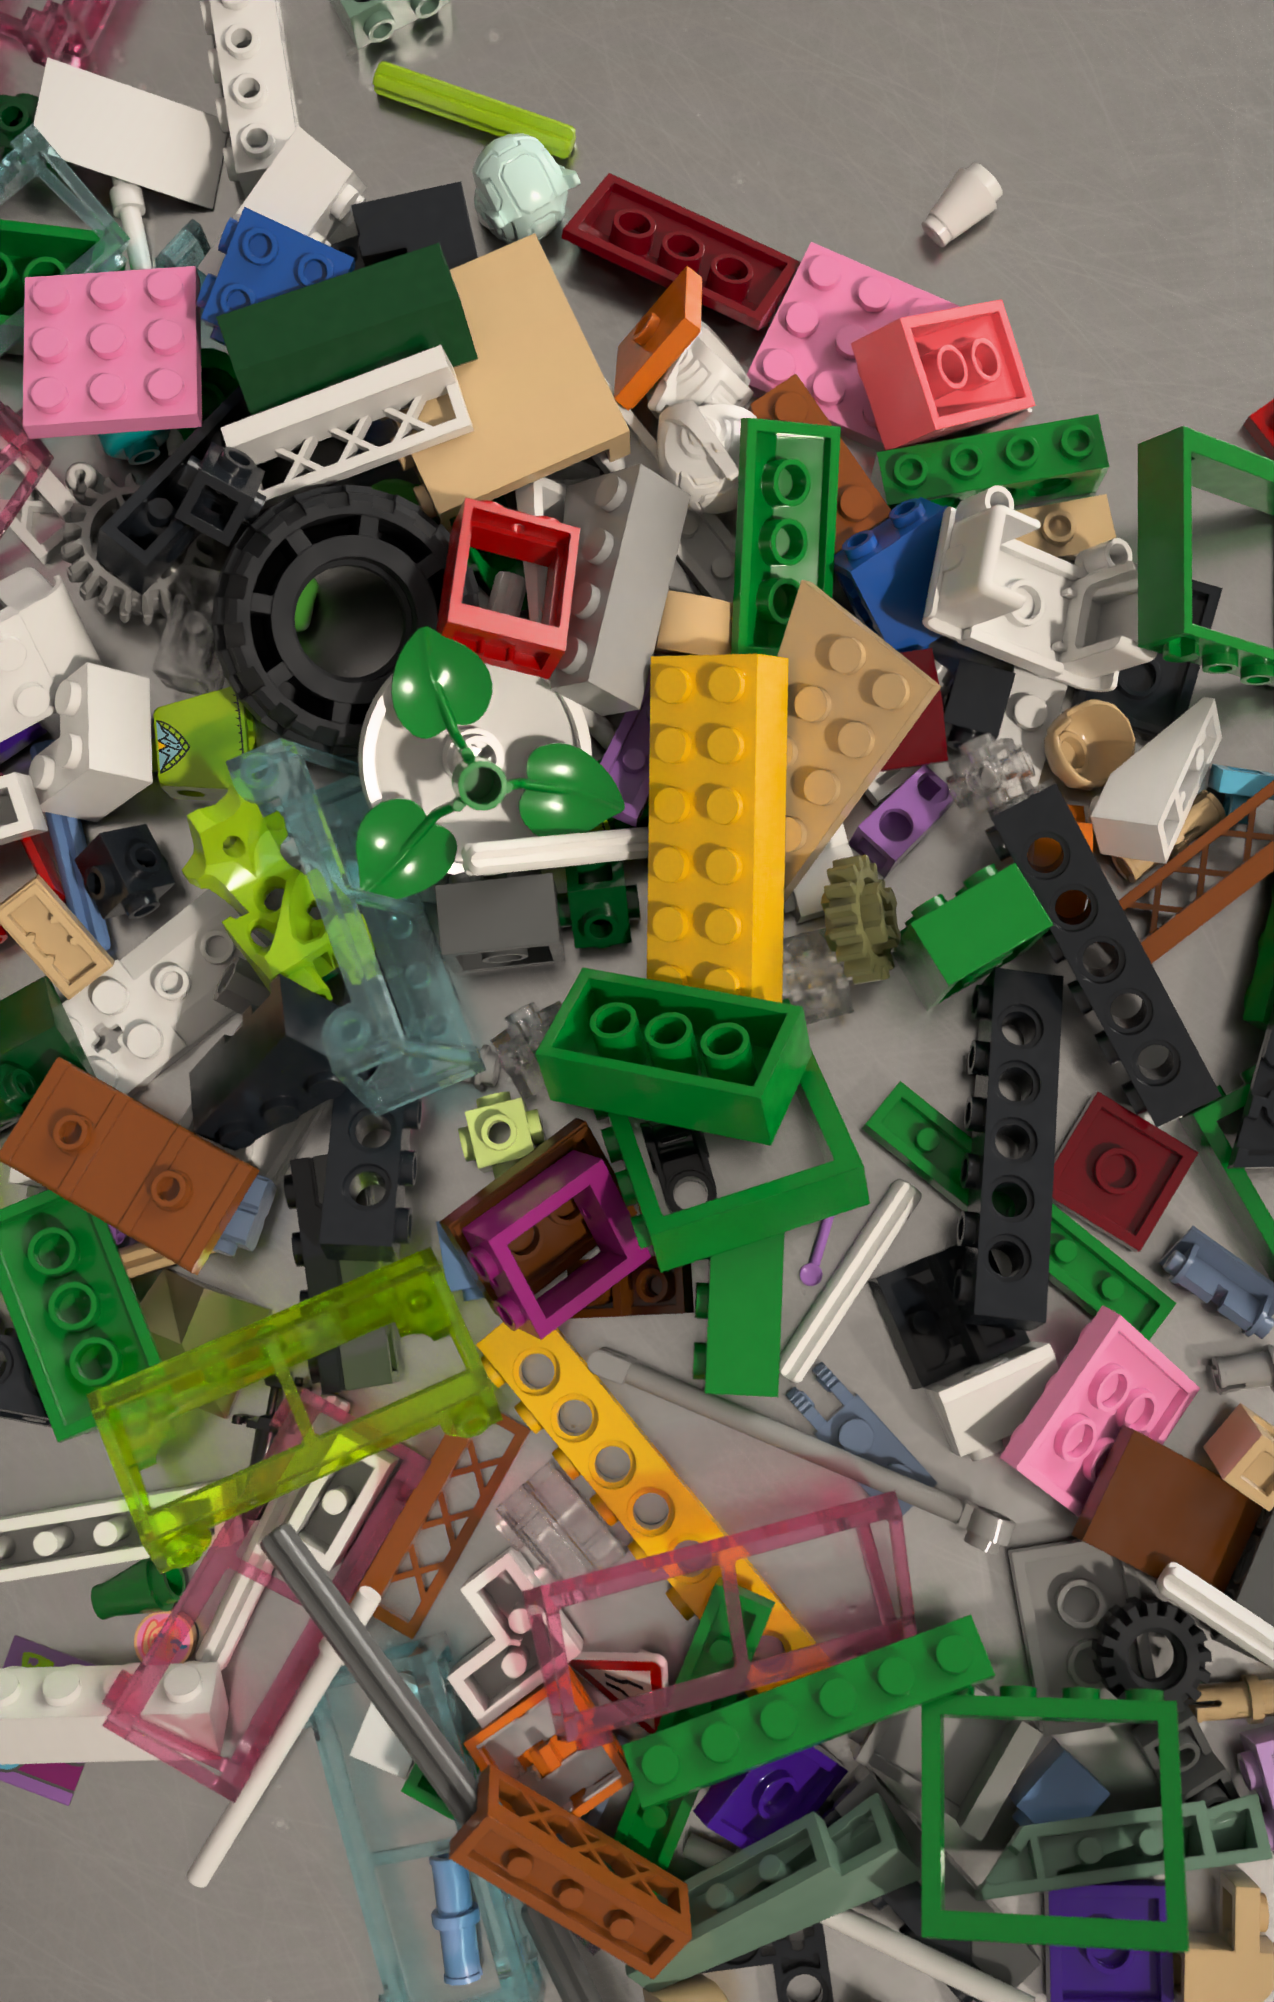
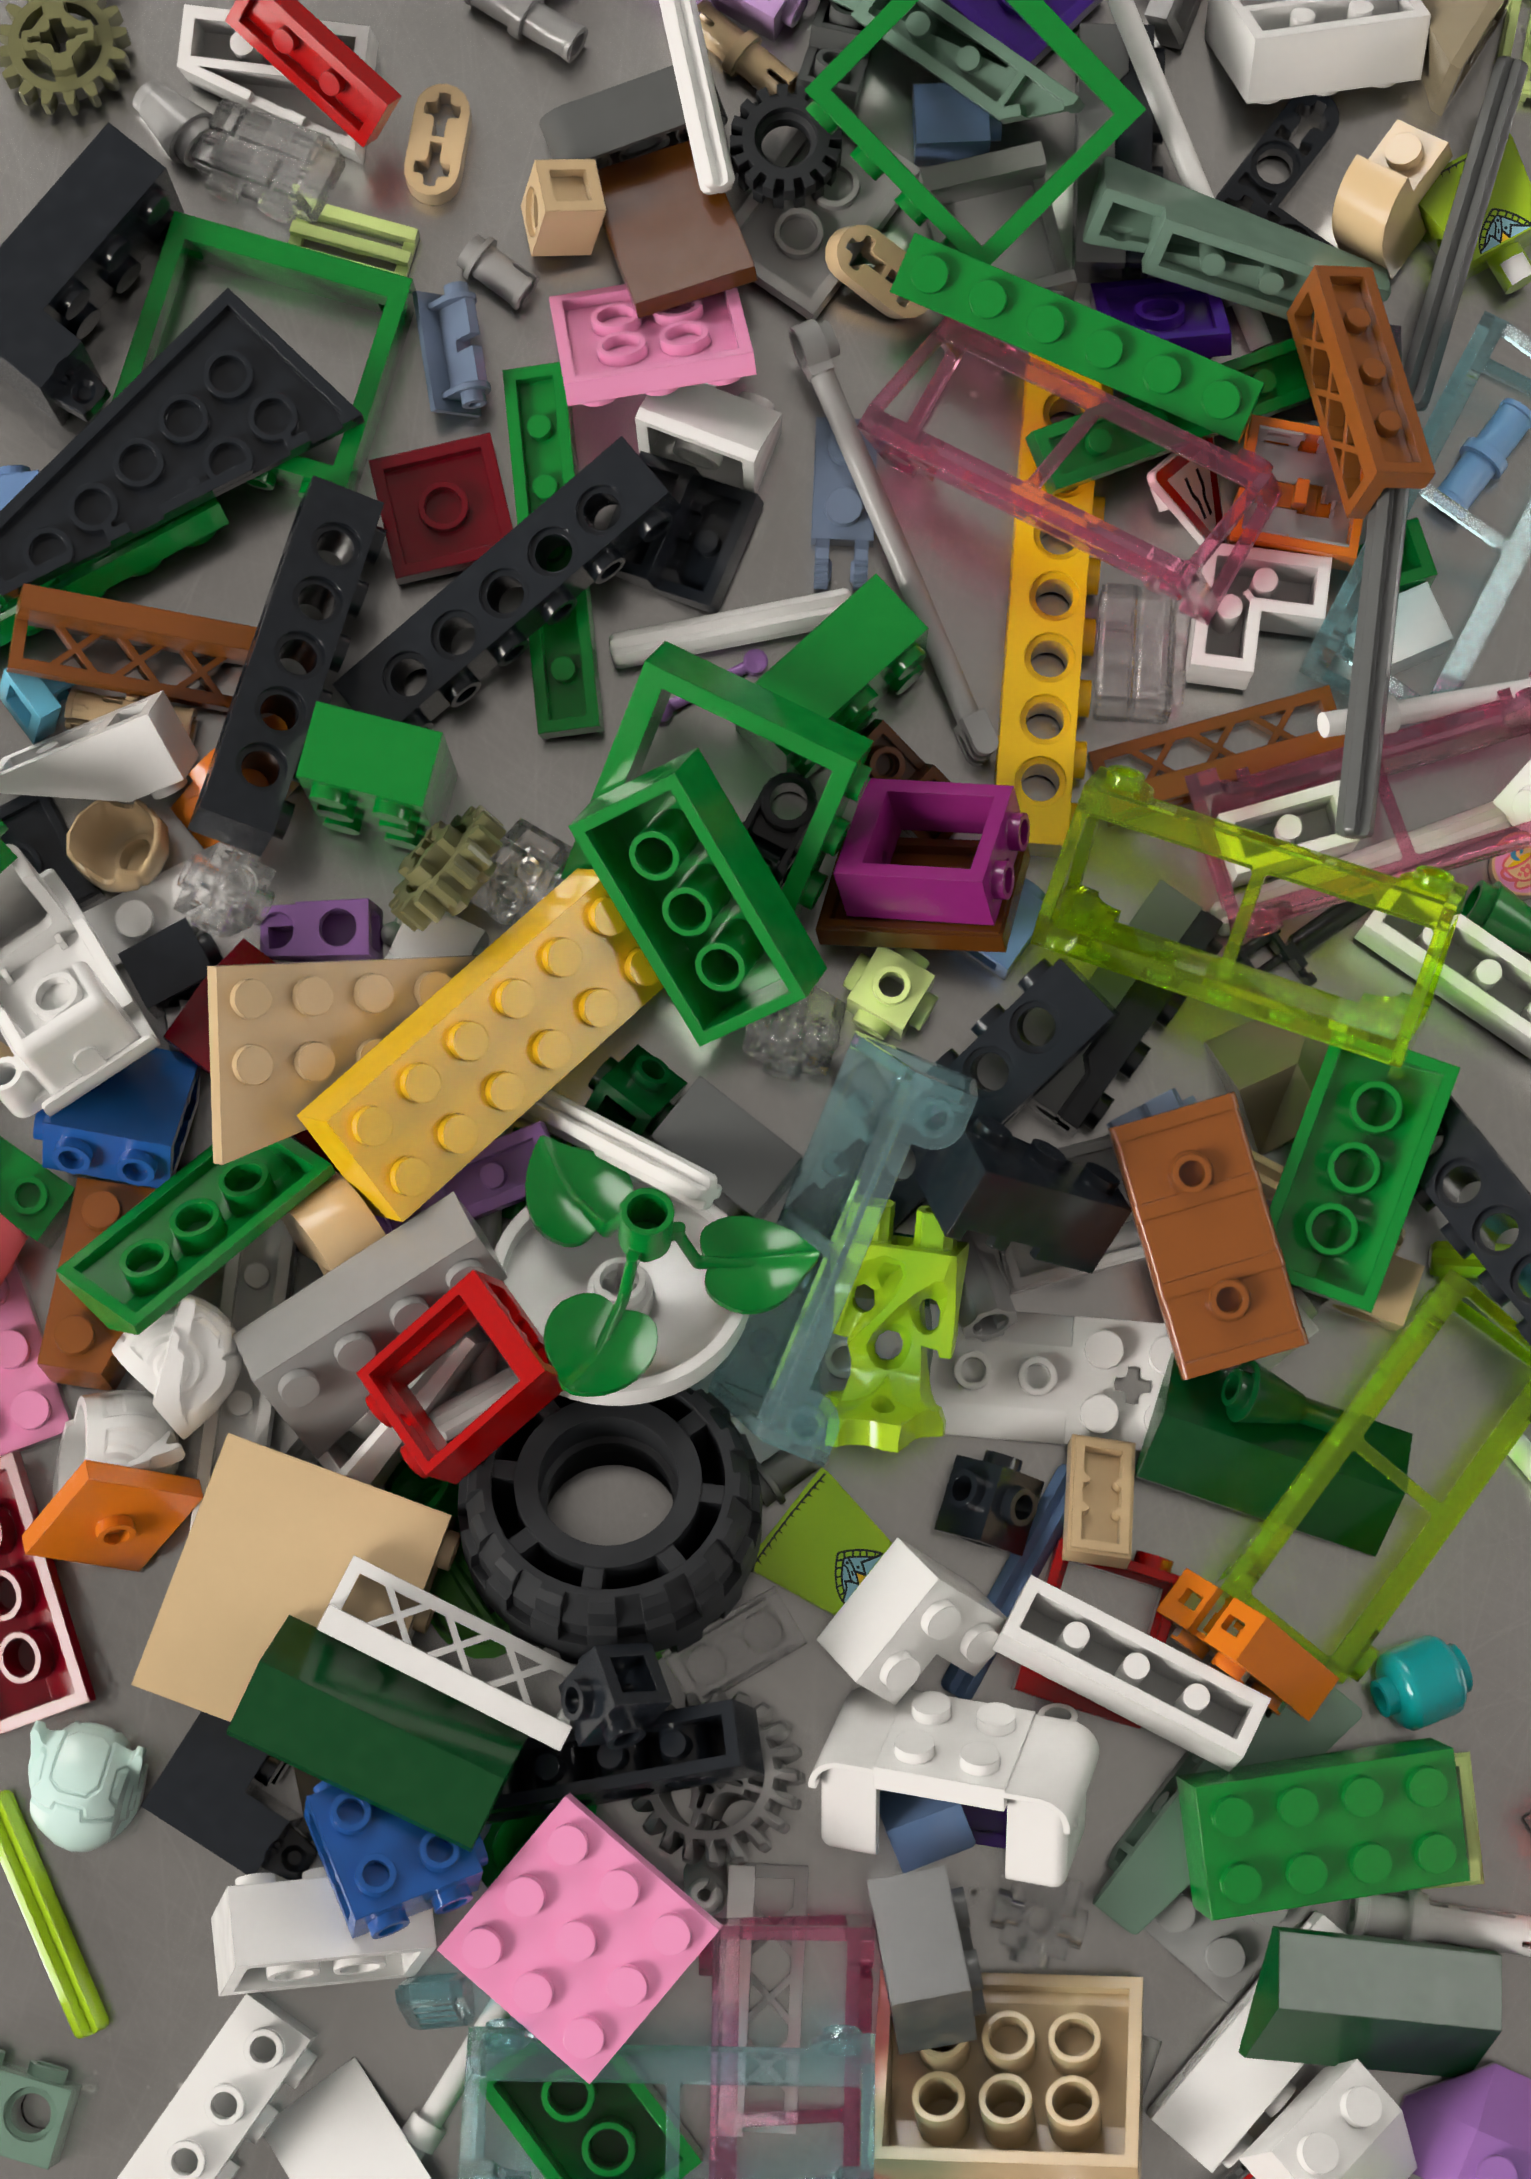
camera: 140 degrees left, 0 degrees up
(1002, 1612) = (868, 281): none -> tan beam

